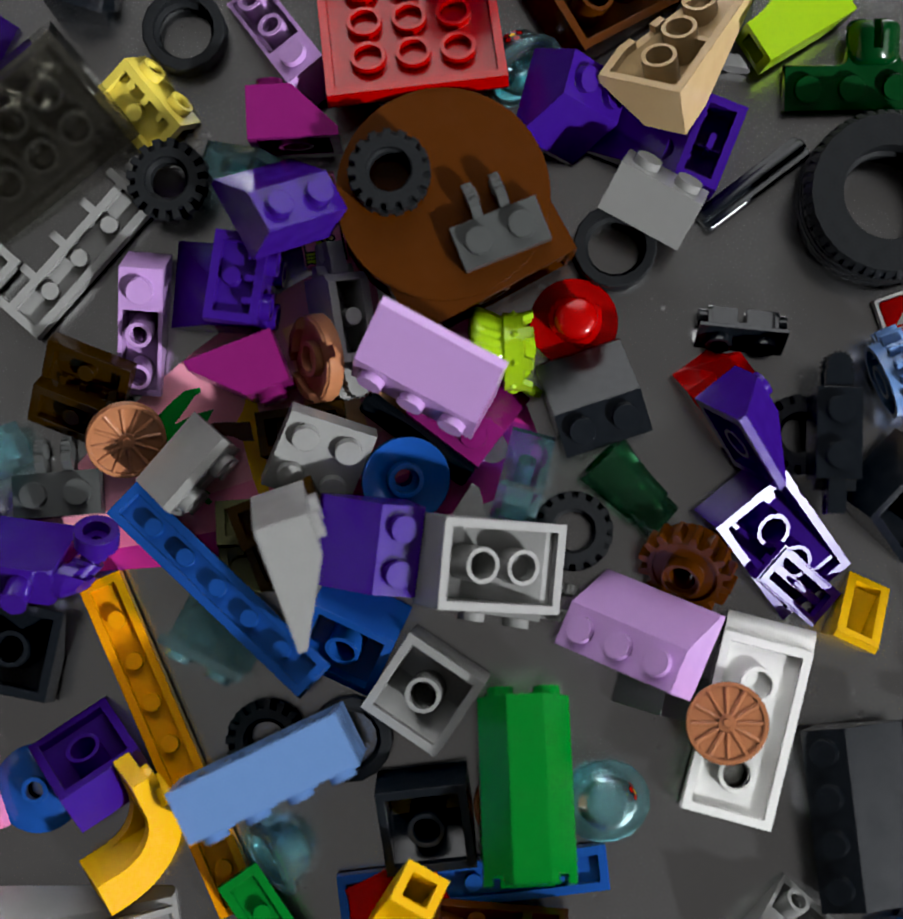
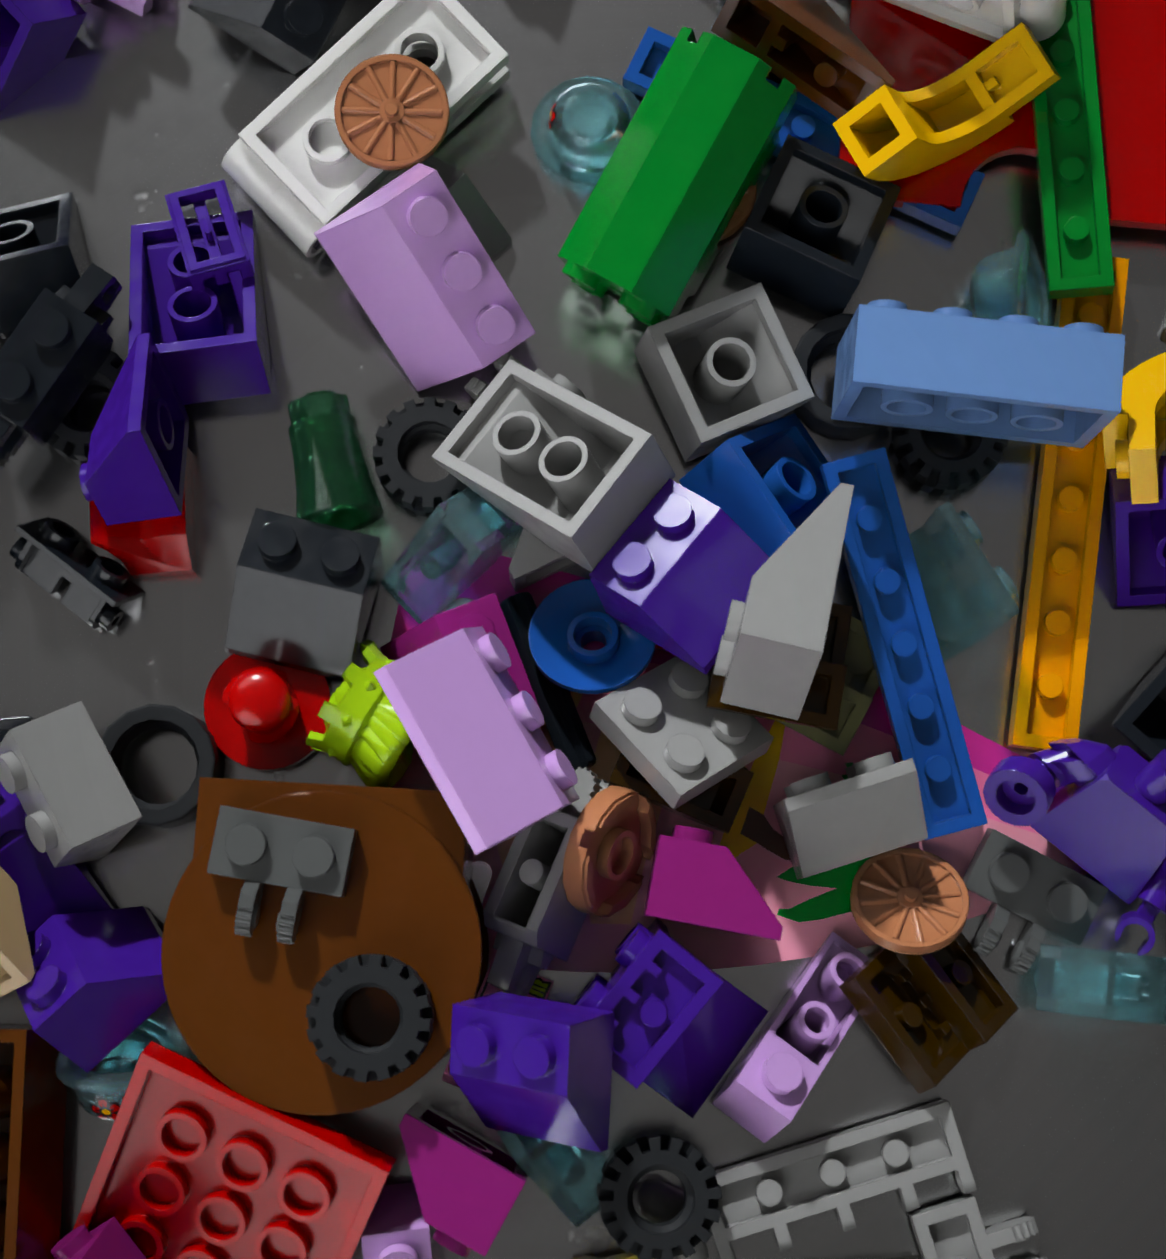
camera: 145 degrees left, 5 degrees down
(689, 564) = (317, 327): reddish brown gear -> none
(858, 614) = (161, 158): yellow slope -> none

